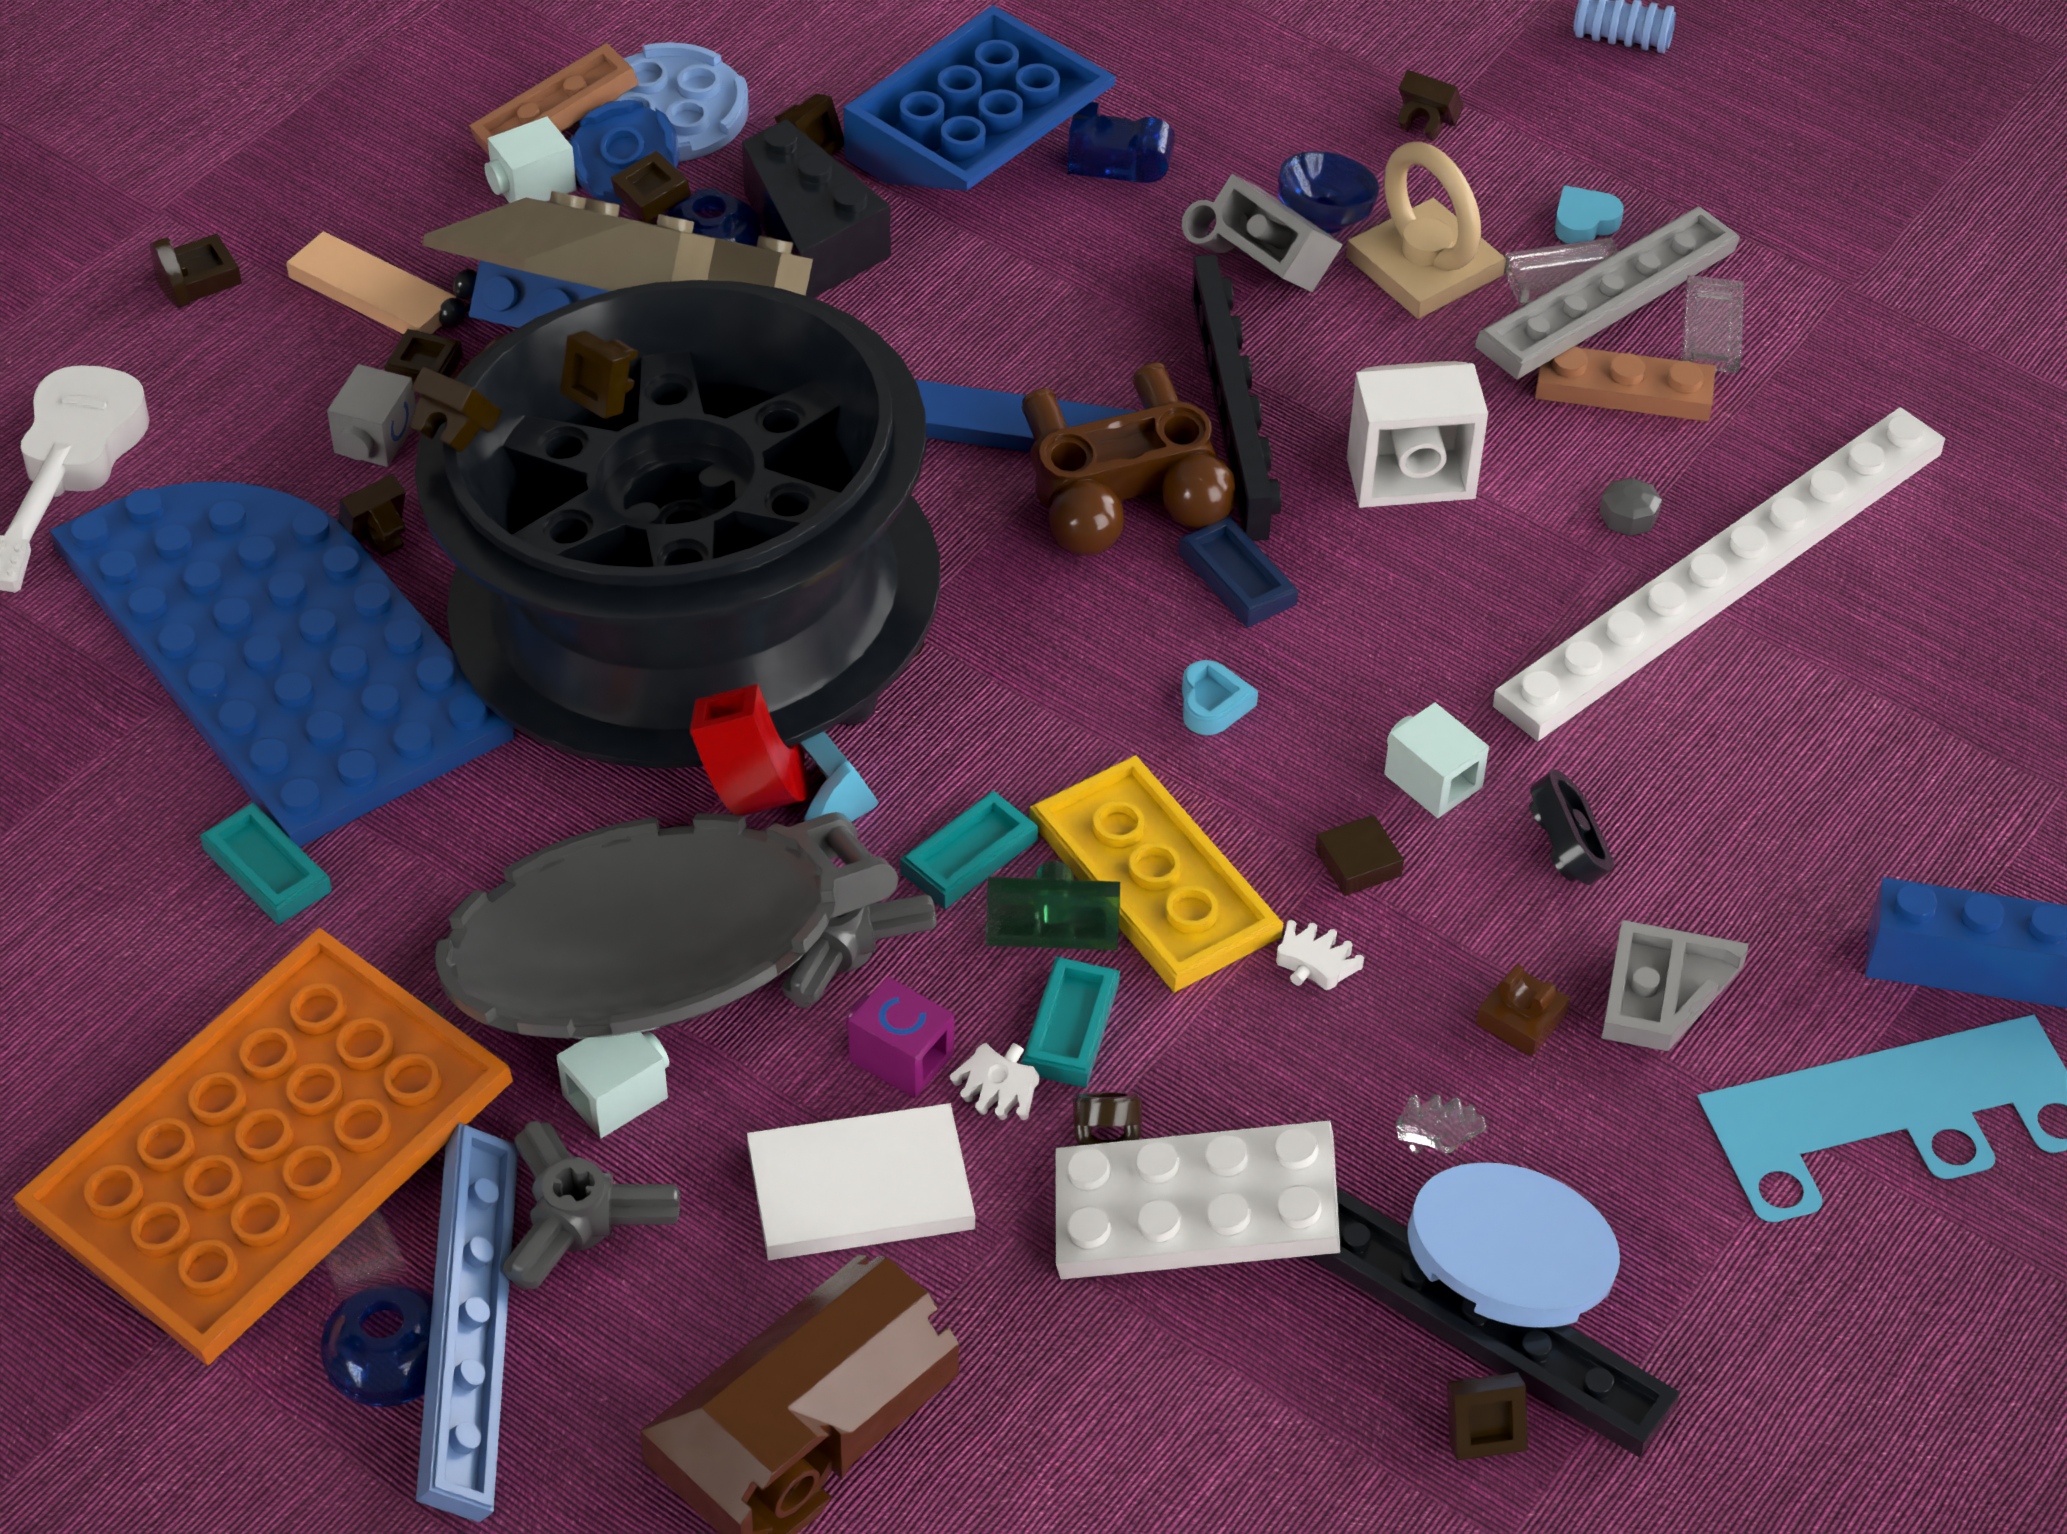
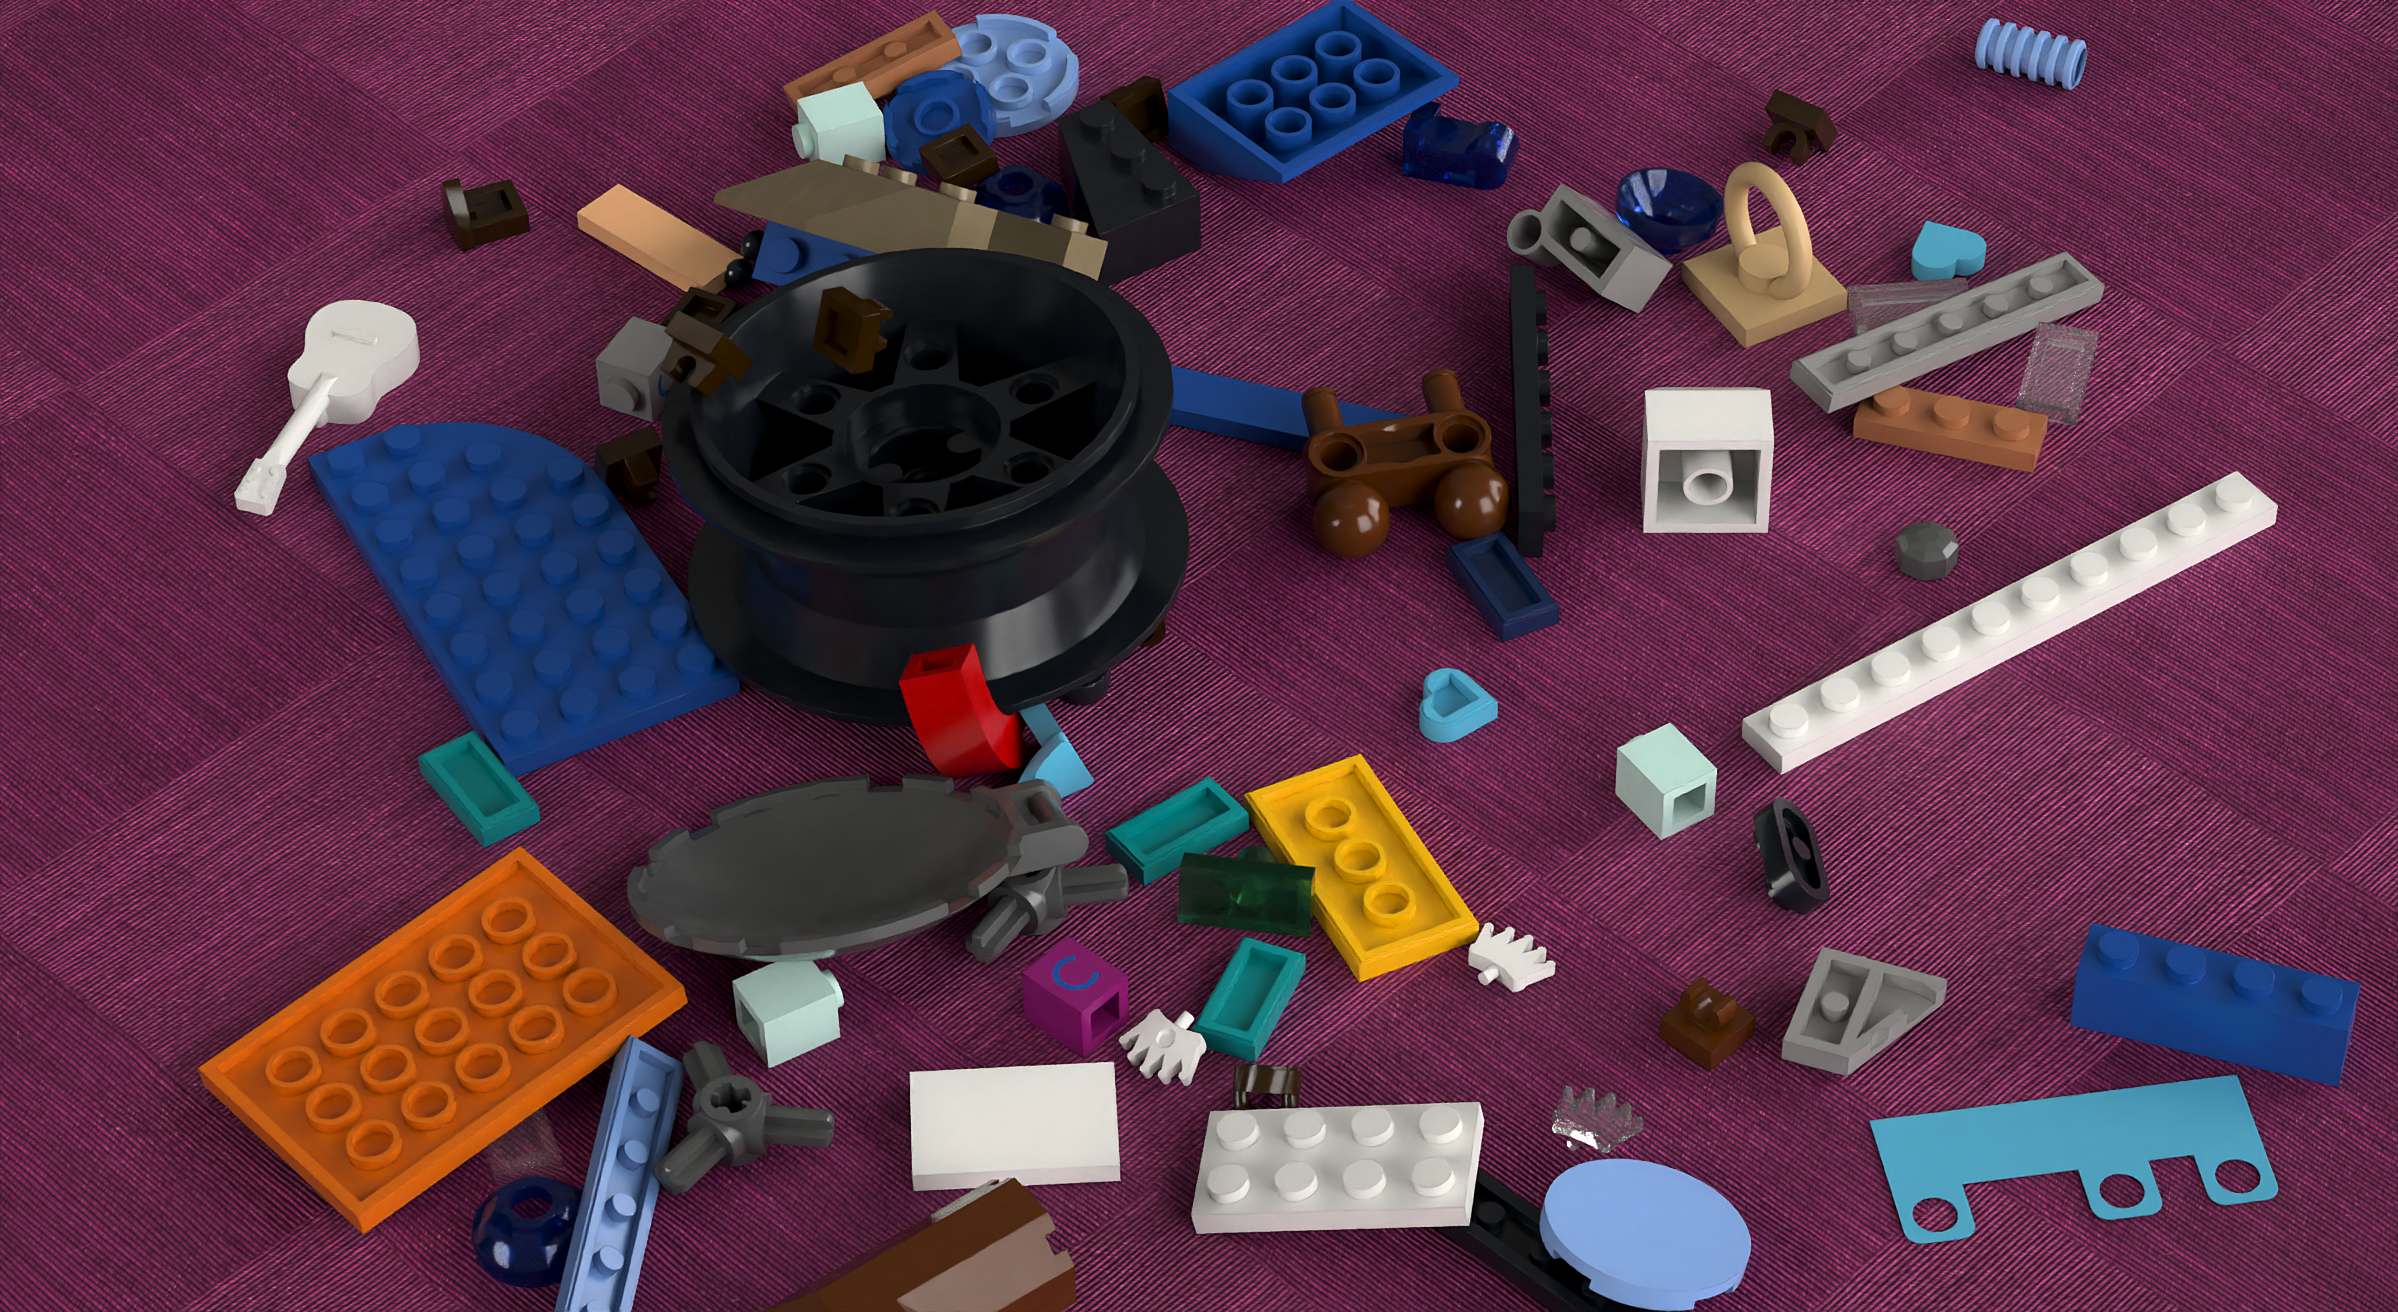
camera: 10 degrees right, 5 degrees down
(1359, 855) = (1571, 867): dark brown tile -> none

